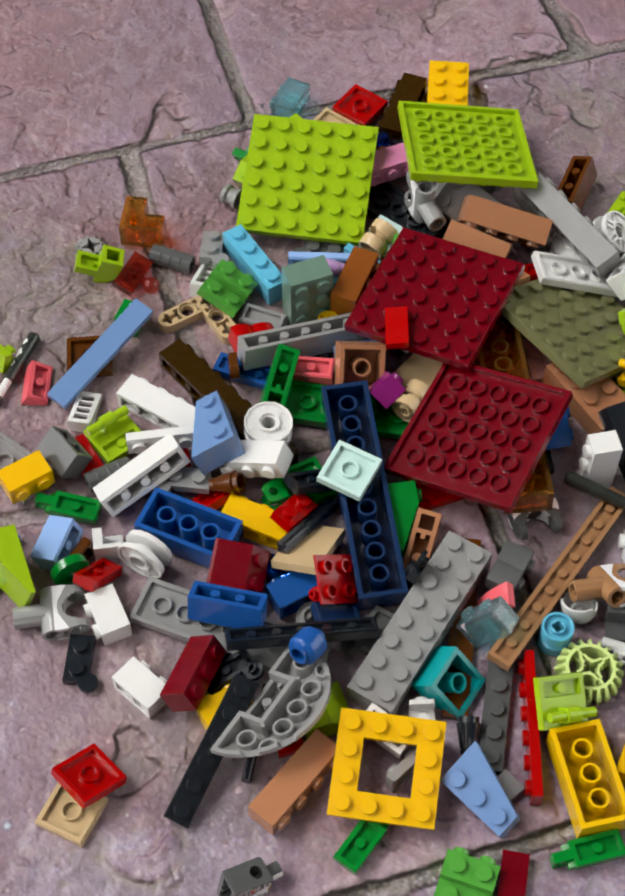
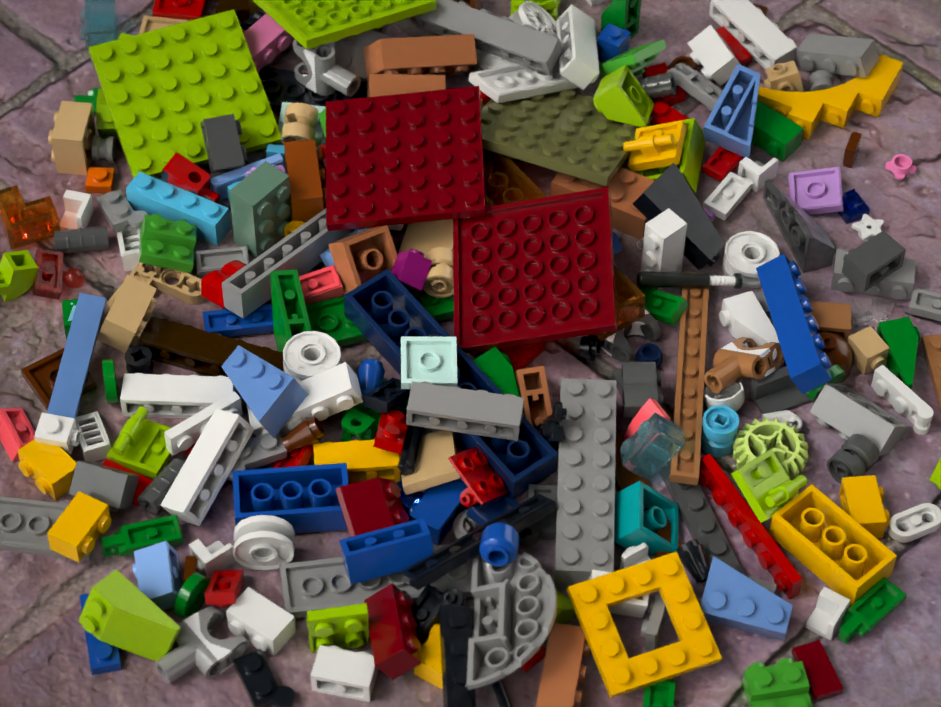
camera: 30 degrees left, 5 degrees down
(38, 416) = (48, 467): none -> yellow brick
(56, 398) = (58, 431): none -> white bracket
(120, 373) = (110, 381): none -> green piece
(149, 373) = (143, 356): none -> black wheel
(155, 647) = (338, 627): none -> lime plate
(160, 329) = (128, 314): none -> tan brick
(184, 237) = (77, 210): none -> panel
(210, 177) = (72, 137): none -> tan brick
(216, 219) = (100, 180): none -> orange plate
(233, 365) = (230, 318): reddish brown tile -> none
(272, 244) = (189, 177): none -> red torso
(307, 459) = (370, 375): none -> blue cone
(311, 228) = (223, 143): none -> dark grey brick
(353, 522) = (464, 410): none -> light grey brick
(396, 327) = (388, 202): red tile -> none
(495, 516) = (590, 347): none -> black plate
(540, 544) = (649, 353): none -> dark blue plate
(550, 836) = (828, 613): none -> white panel
(573, 506) = (664, 306): none -> green hinge

